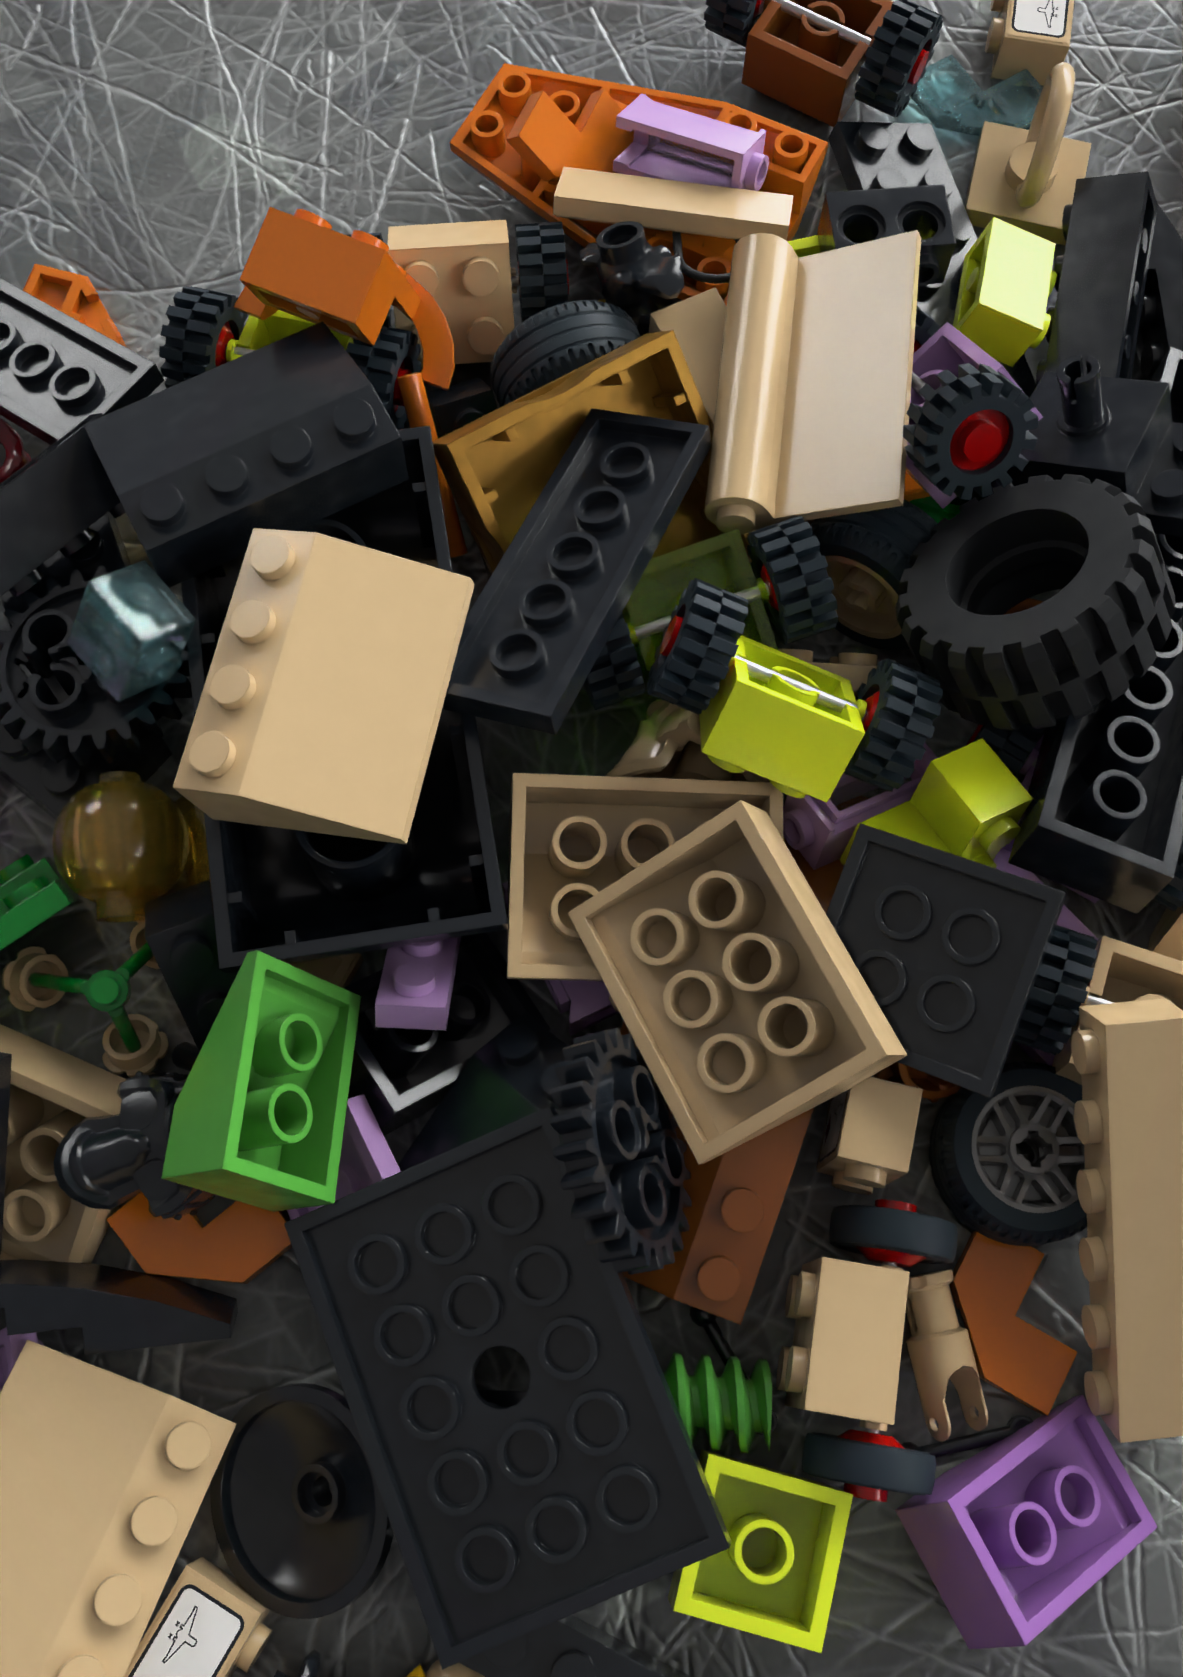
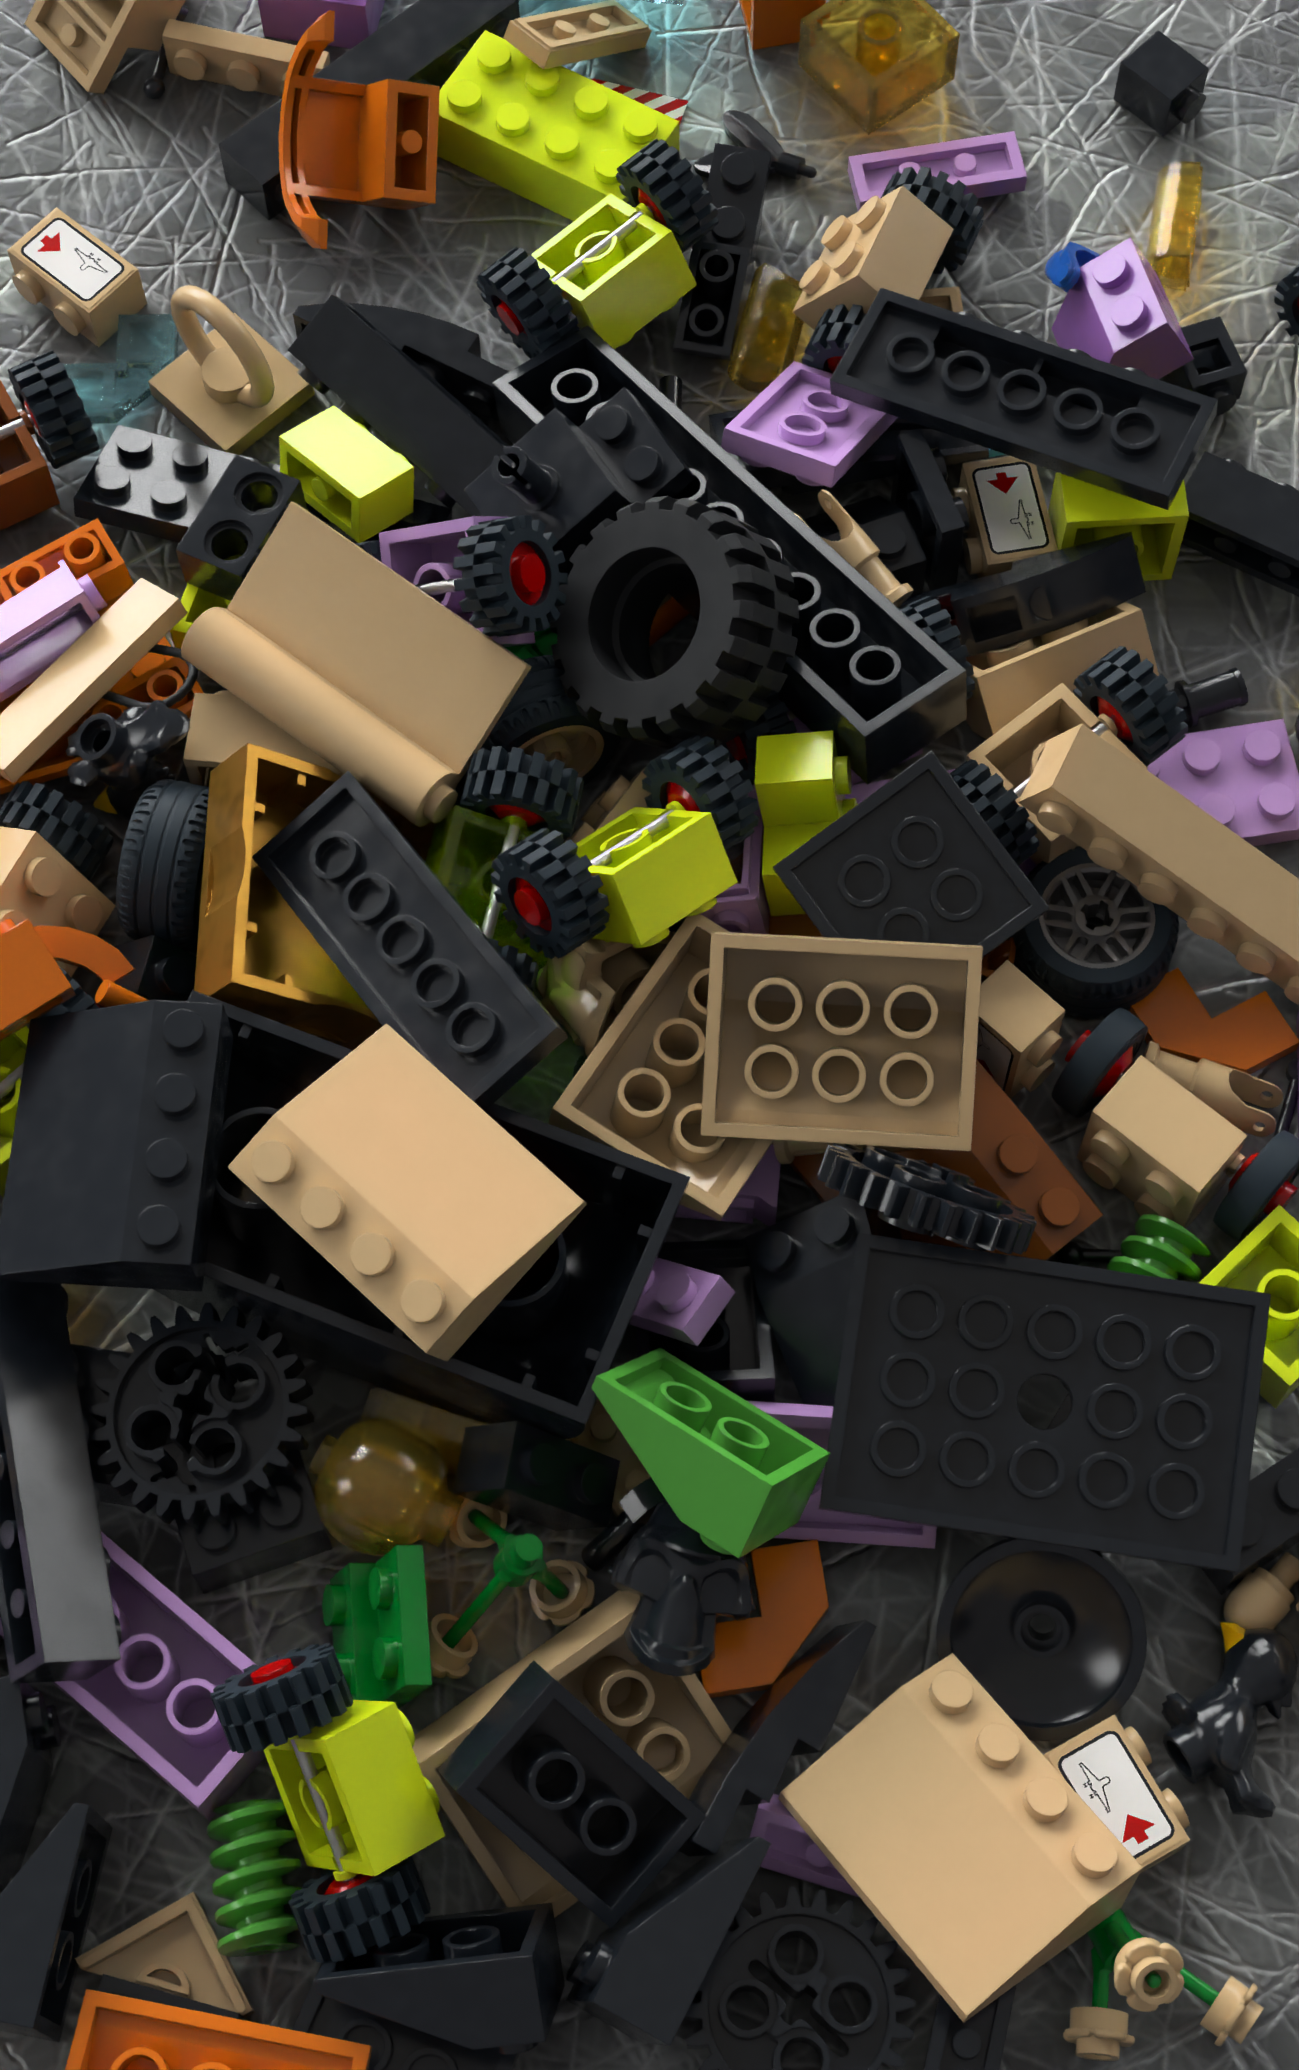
camera: 55 degrees left, 5 degrees down
(131, 630) = (231, 1336): clear light blue head -> none

